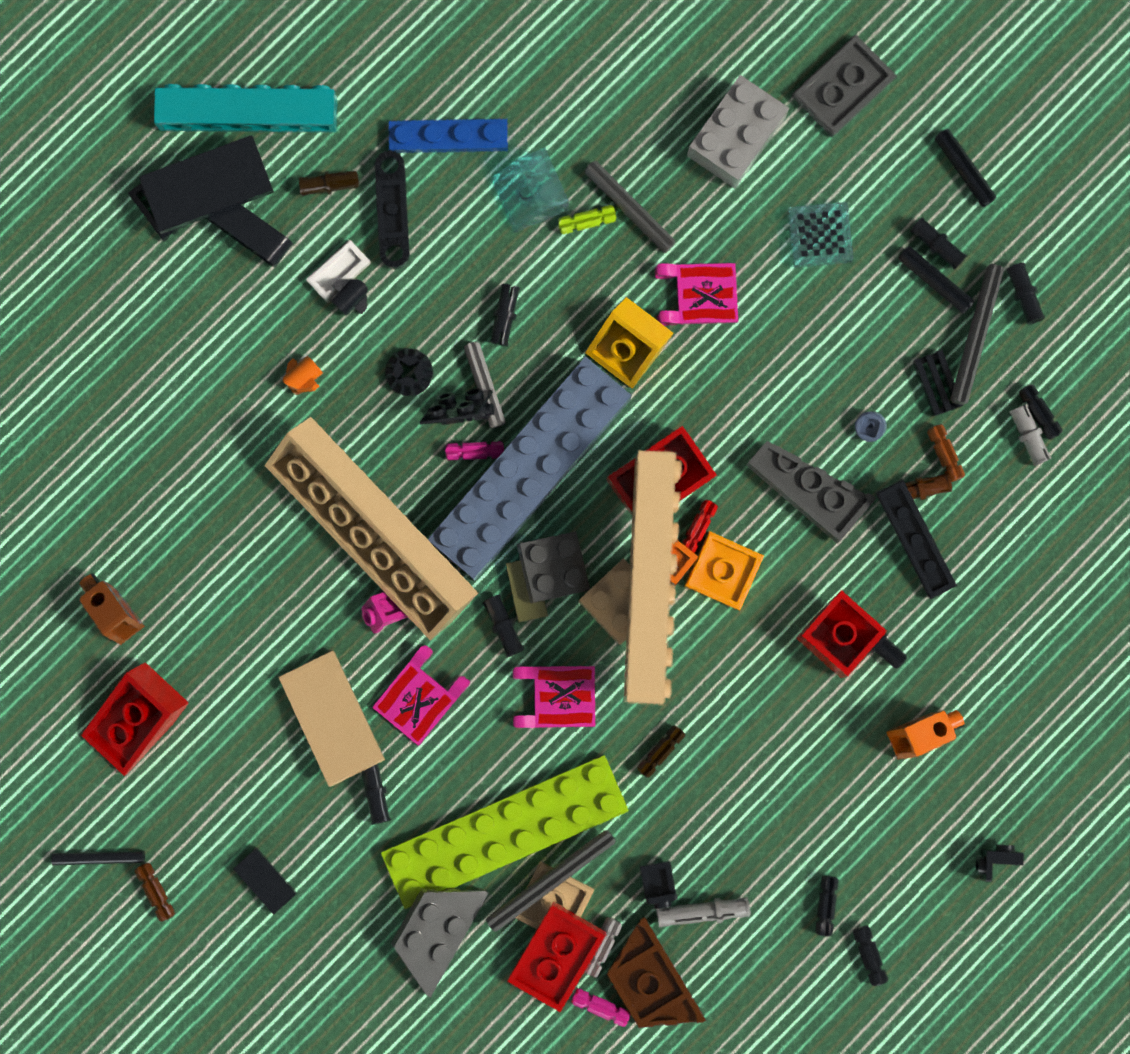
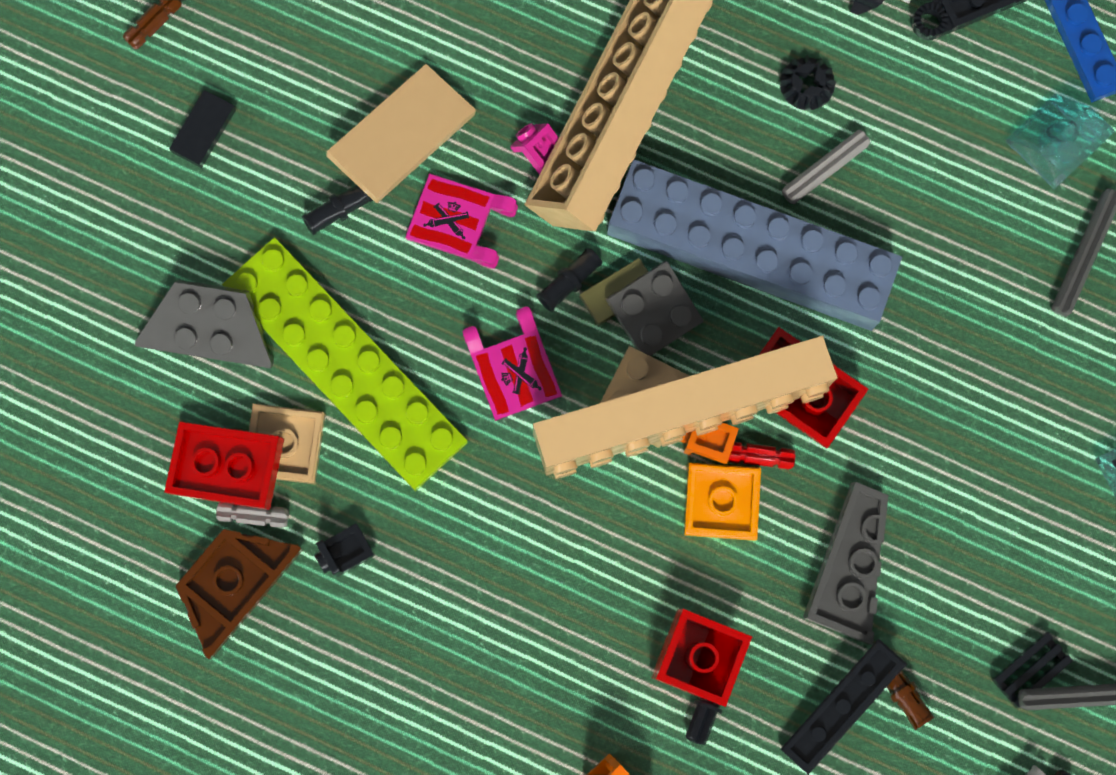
camera: 70 degrees right, 5 degrees down
(456, 408) = (788, 146): black hinge -> none
(474, 450) = (748, 178): dark pink axle -> none
(504, 315) = (911, 160): black pin -> none
(550, 880) = (306, 429): dark grey axle -> none
(587, 219) = (1052, 211): lime axle -> none
(601, 1007) = (184, 536): dark pink axle -> none
(629, 342) = (936, 303): yellow slope -> none
(661, 751) = (493, 502): dark brown axle -> none
(702, 912) = (332, 619): light grey pin -> none
(703, 293) = (1024, 368): flag -> none
(826, 905) = (385, 754): black axle -> none
(870, 426) = (951, 608): sand blue tile -> none
(946, 452) = (956, 707): dark orange axle -> none

